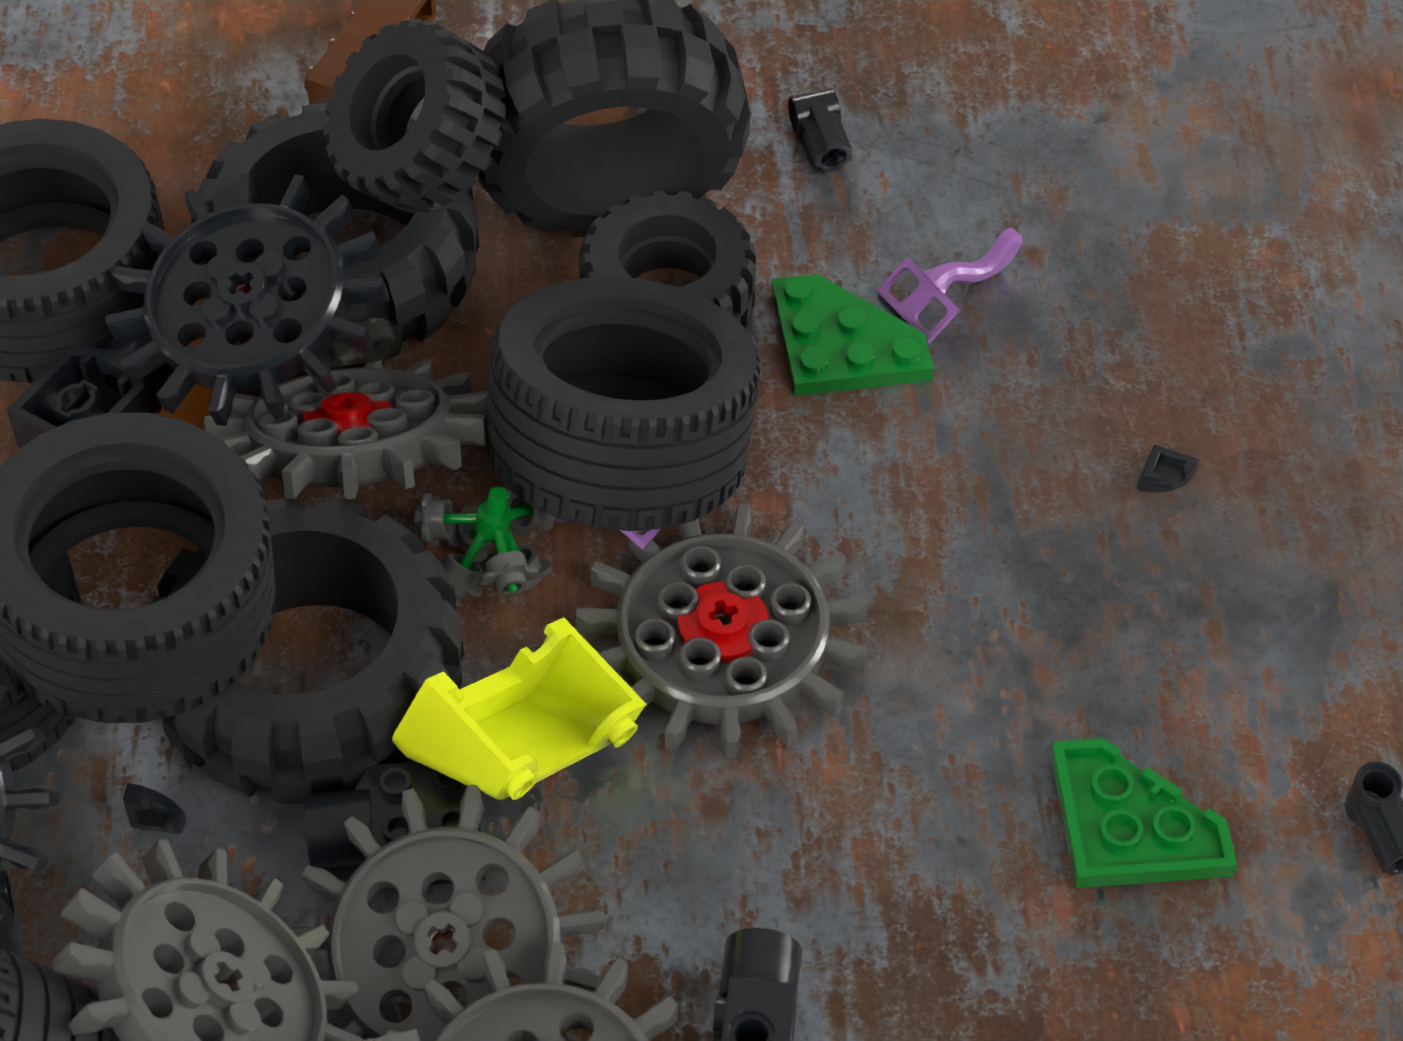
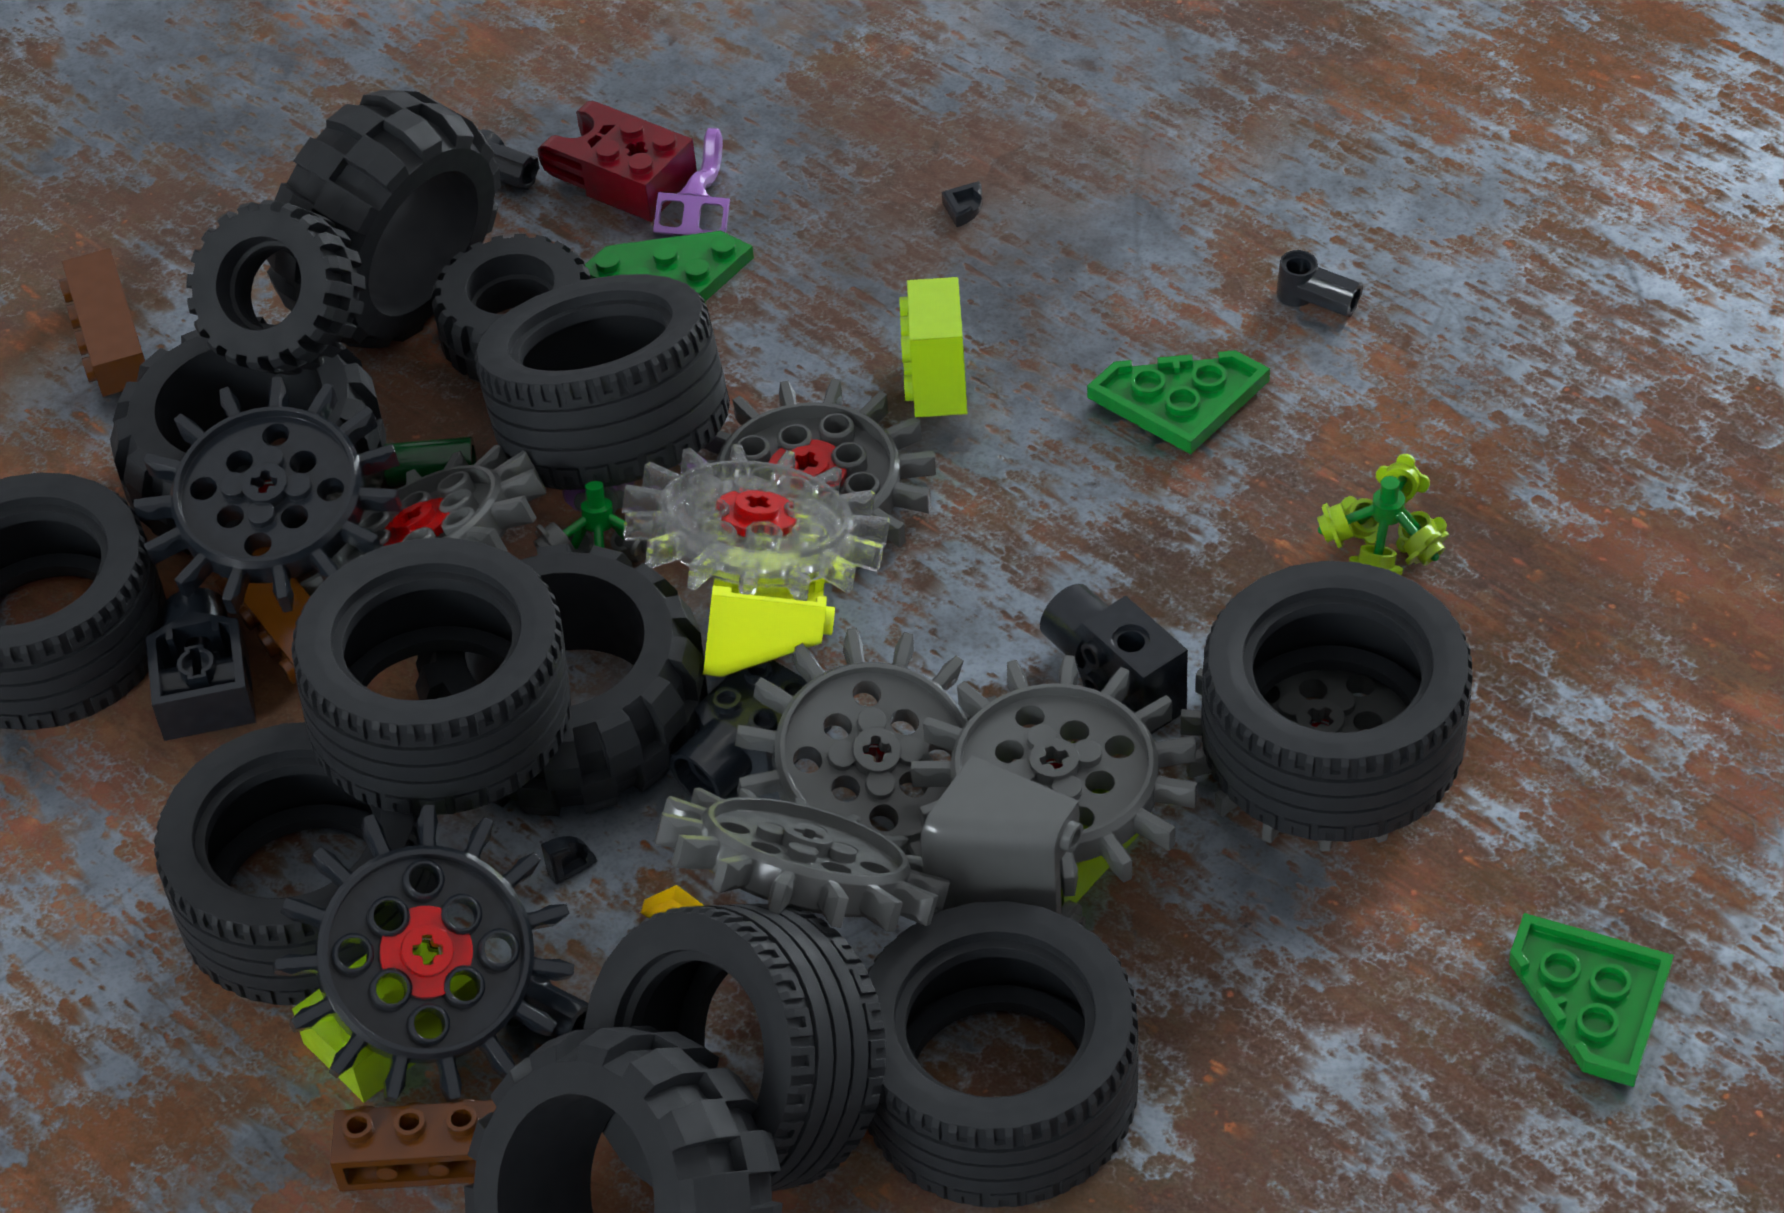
camera: 40 degrees left, 5 degrees down
(449, 353) = (427, 457): none -> dark green brick
(580, 640) = (754, 523): none -> clear gear
(916, 204) = (621, 159): none -> dark red brick
(943, 594) = (933, 347): none -> lime brick

